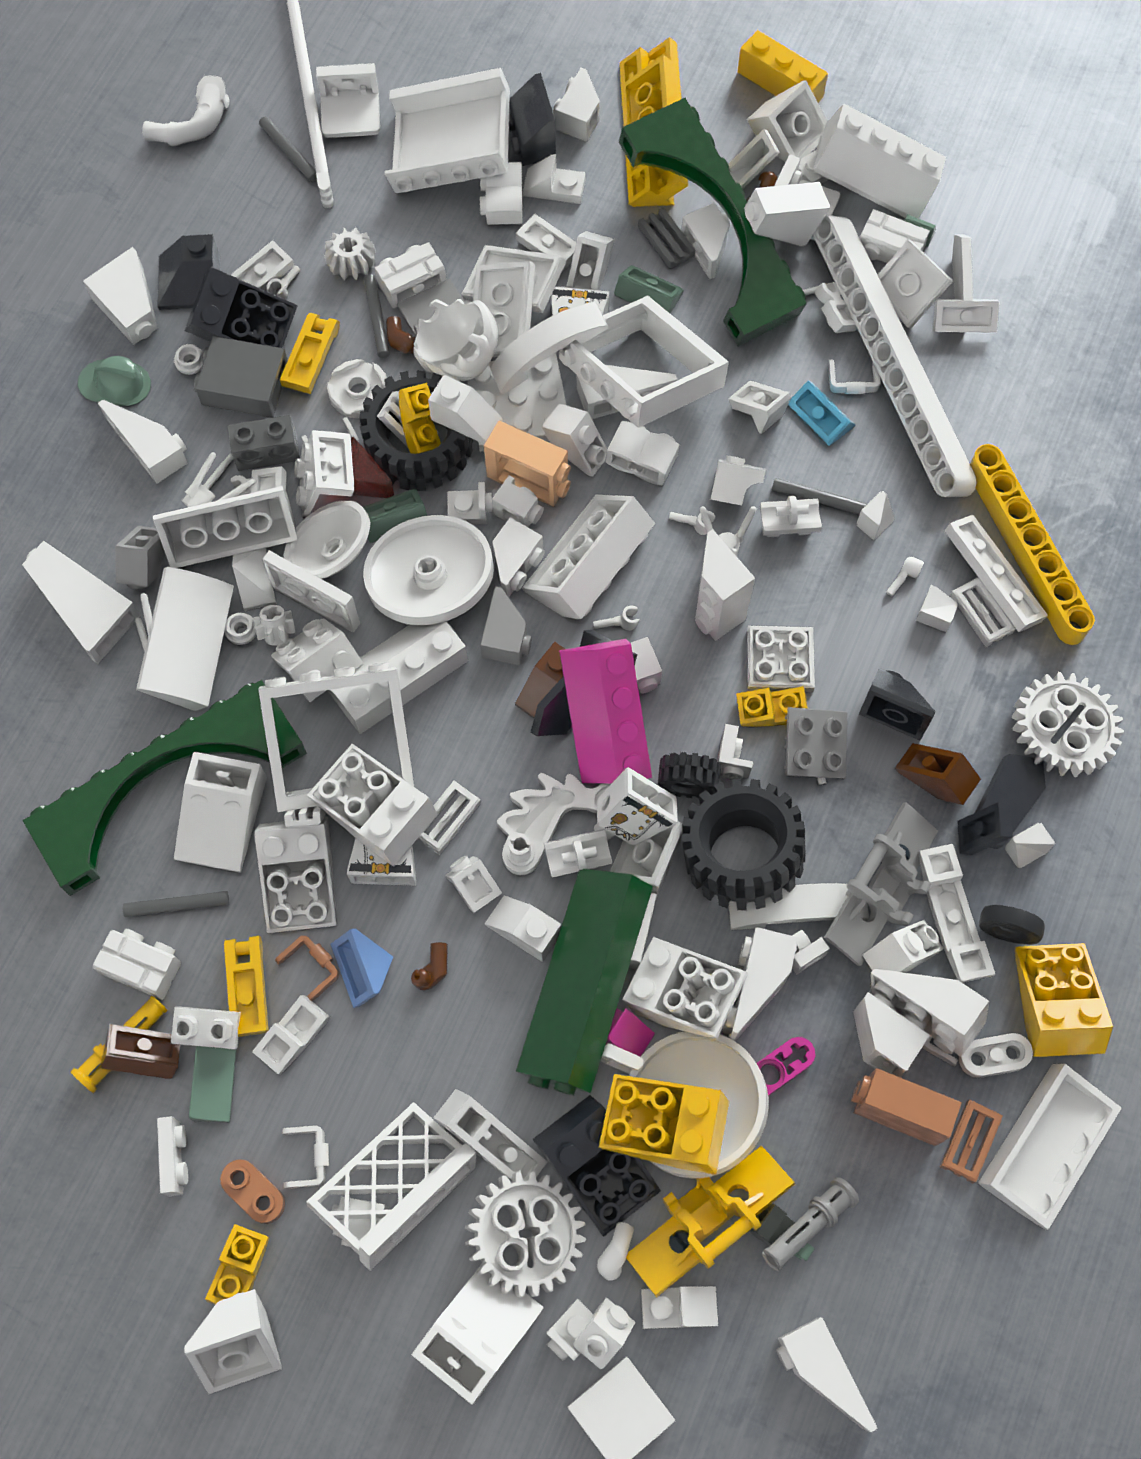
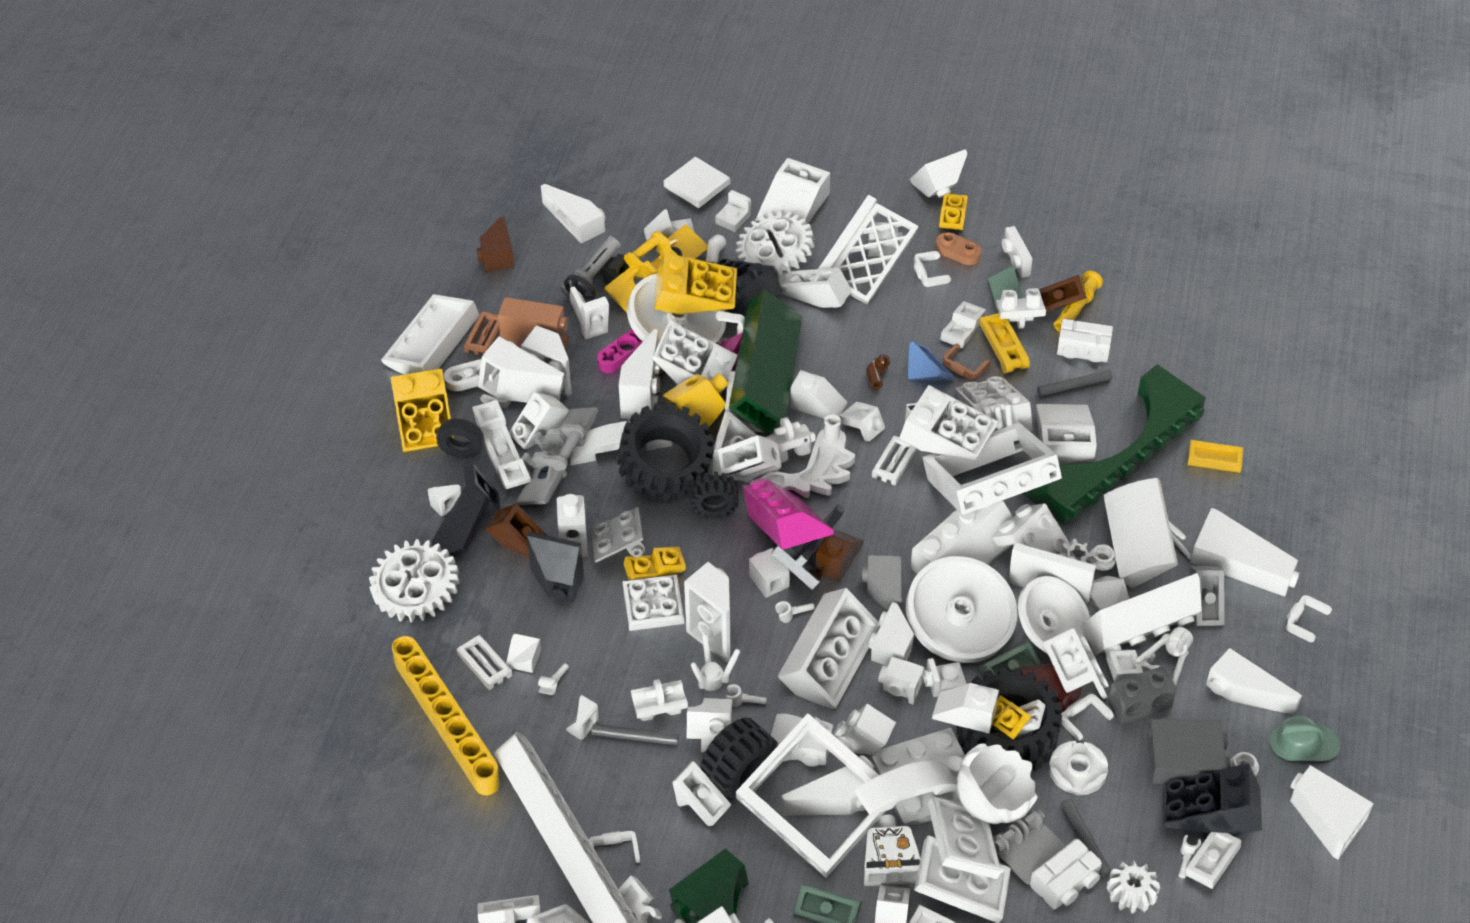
camera: 170 degrees right, 20 degrees down
(45, 755) = (1215, 456): none -> yellow tile
(51, 526) = (1296, 612): none -> white piece
(183, 270) = (1282, 849): black slope -> none
(309, 353) = (1135, 787): yellow plate -> none
(397, 338) = (1059, 817): reddish brown arm -> none
(529, 460) = (905, 687): light nougat window -> none
(604, 1333) = (712, 210): white bracket -> none
(691, 918) = (699, 396): none -> yellow torso
(715, 417) = (736, 754): none -> black tyre
(729, 755) = (683, 518): white bracket -> none
(807, 952) = (608, 409): white tile -> none
(819, 1111) = (590, 312): none -> white piece
(820, 413) = (640, 811): medium azure slope -> none
(871, 763) = (572, 517): none -> white torso
(951, 1315) = (496, 247): none -> reddish brown slope
(996, 573) = (475, 687): white plate -> none

